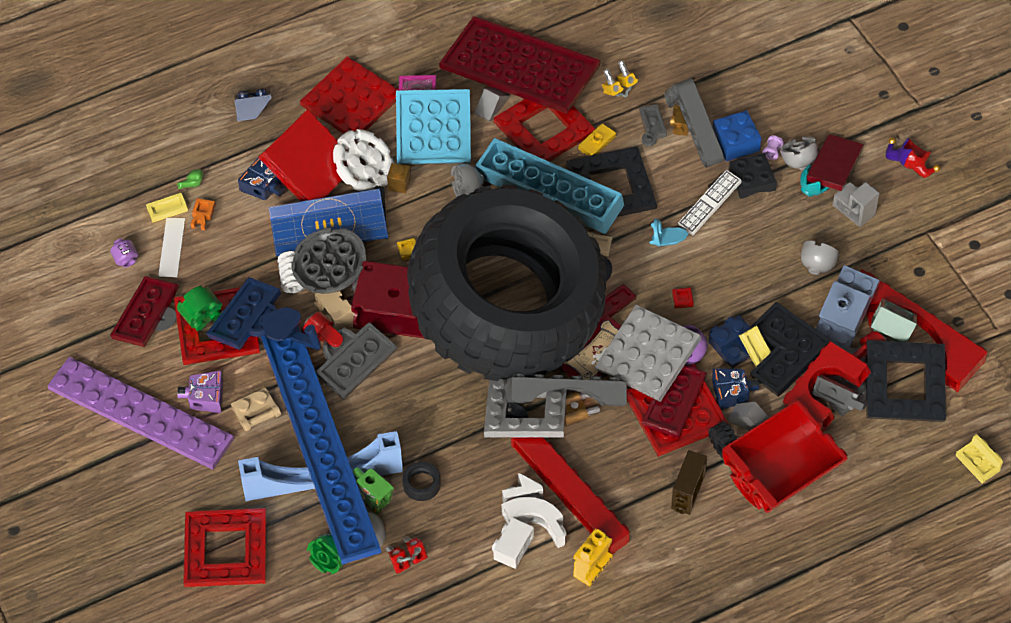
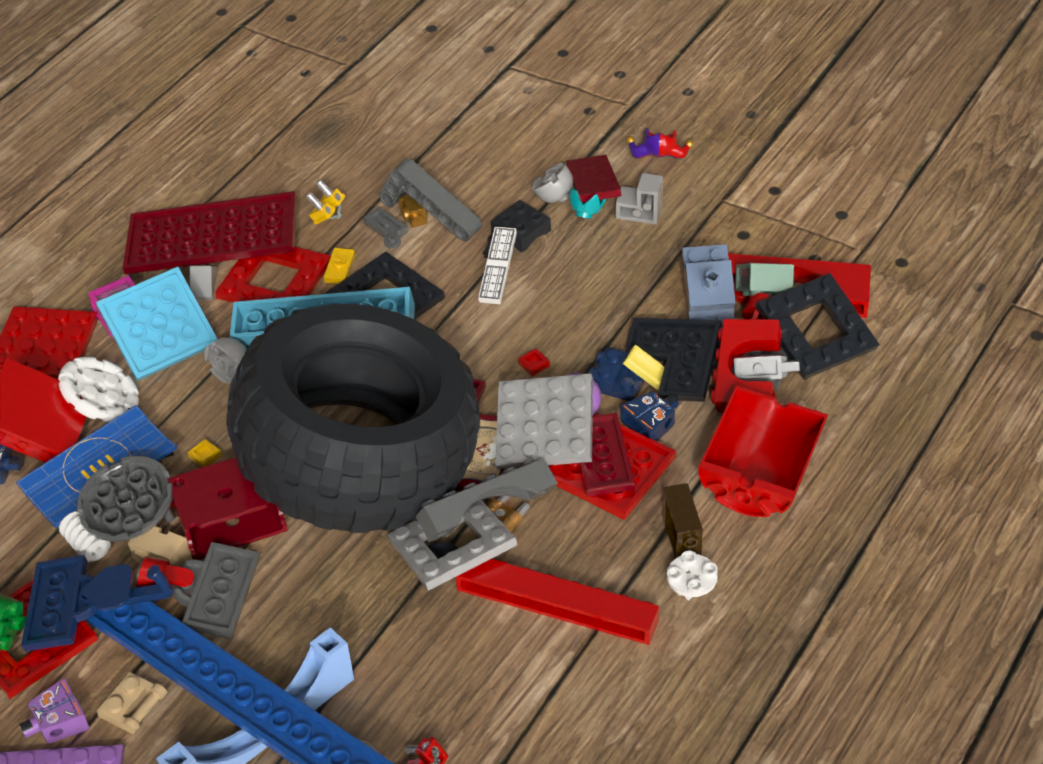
camera: 30 degrees left, 10 degrees down
(373, 489) = (338, 706): bright green torso -> none
(398, 178) = (148, 390): pearl gold brick -> none
(424, 494) = (388, 693): black tyre -> none
(513, 542) = (538, 685): white brick -> none
(526, 488) = (509, 625): white slope -> none
(536, 511) = (542, 639): white arch -> none
(592, 557) = (639, 651): yellow hips -> none
(667, 236) = (476, 314): medium azure piece -> none
(677, 519) = (692, 575): none -> white plate
(721, 436) = (683, 465): black tyre -> none
(737, 135) = (482, 196): blue brick -> none
(747, 415) = (688, 434): light grey slope -> none
(773, 147) = (521, 192): lavender bush -> none
(818, 258) = (643, 261): light grey cylinder -> none
(980, 459) = (942, 359): light yellow bracket -> none

